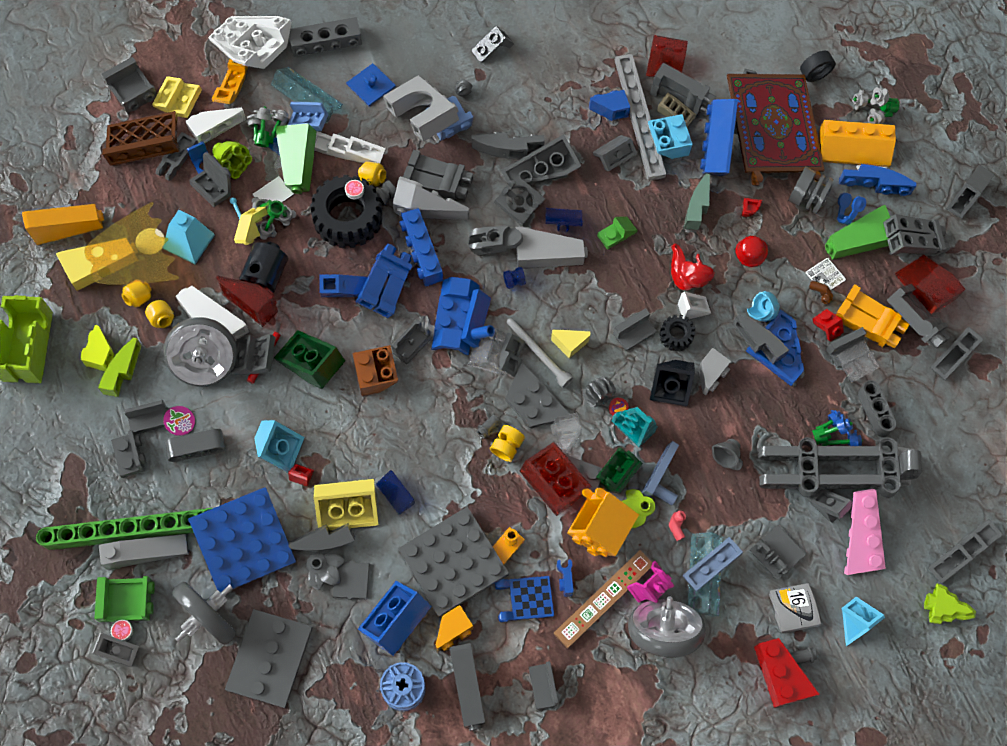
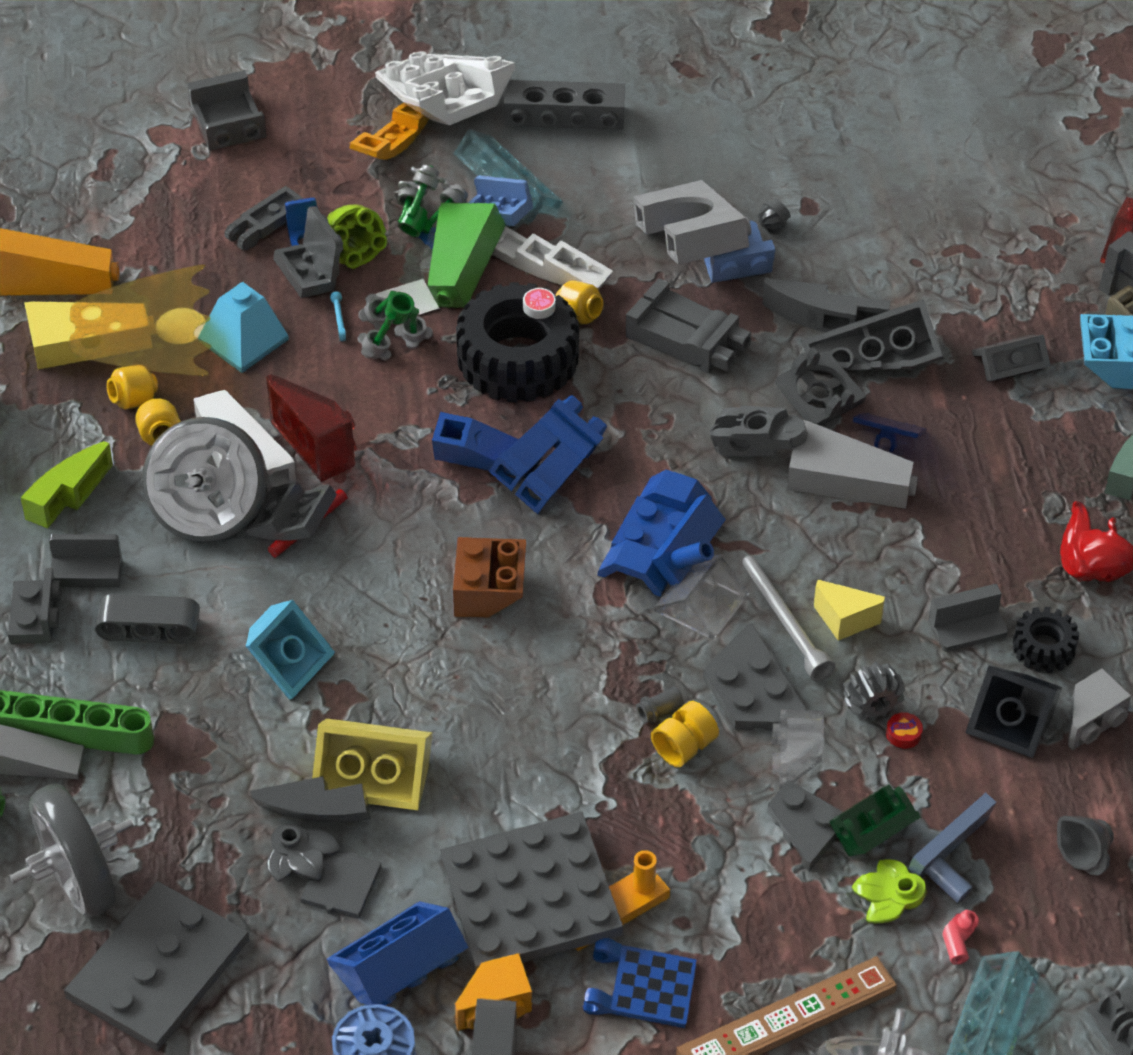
camera: 20 degrees right, 20 degrees down
(98, 350) = (36, 450): neon yellow slope -> none
(142, 148) = (226, 193): reddish brown fence -> none
(177, 97) = (296, 142): light yellow slope -> none
(179, 420) = (134, 577): sticker -> none
(213, 123) = (345, 184): white slope -> none
(242, 540) = (176, 768): blue plate -> none
(247, 228) = (346, 331): light yellow slope -> none
(264, 265) = (358, 383): black cylinder -> none
(300, 474) = (308, 704): red slope -> none
(310, 358) = (386, 539): dark green slope -> none
(371, 84) = (617, 184): blue piece -> none
(386, 192) = (594, 333): dark grey wheel -> none
(395, 492) = (464, 766): clear blue slope -> none
(411, 195) = (649, 357): light grey wedge -> none
(411, 342) = (565, 550): dark grey hinge -> none
(422, 247) = (628, 420): blue brick -> none
(490, 43) = (841, 160): bracket -> none
(510, 354) = (733, 604): dark grey slope -> none
(514, 277) = (783, 497): clear blue wheel -> none
(554, 478) = (752, 804): clear red slope -> none
(566, 582) = (723, 974): blue plate -> none
(602, 523) = (816, 883): light orange container -> none
(610, 105) = (1022, 286): blue slope -> none
(617, 232) = (985, 470): bright green slope -> none
(635, 425) = (926, 748): teal wedge -> none
(639, 116) = (1070, 302): light grey plate -> none
(652, 588) = (877, 1010): dark pink piece -> none
(693, 305) = (1087, 603): white slope -> none
(712, 564) = (1005, 997): sand blue piece -> none

